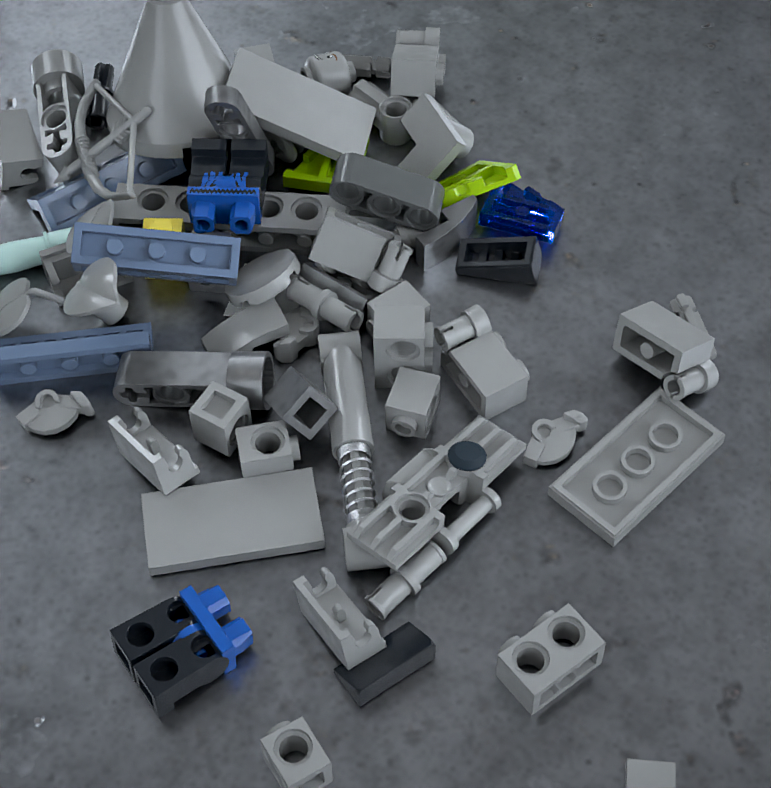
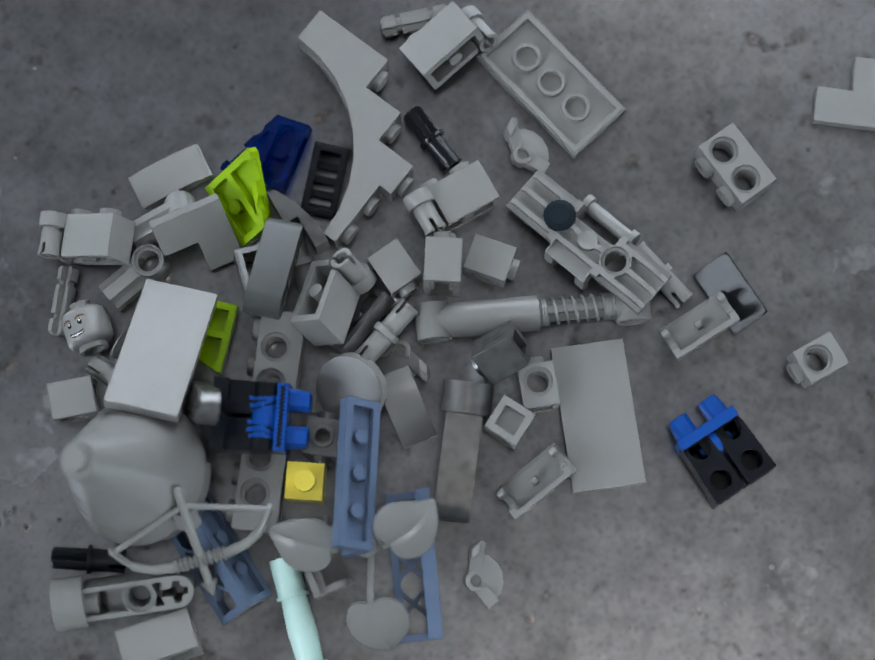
camera: 90 degrees left, 25 degrees up
(492, 134) = (175, 172): none -> light grey slope
(555, 347) = (432, 139): none -> black axle
(564, 288) = (375, 168): none -> light grey arch

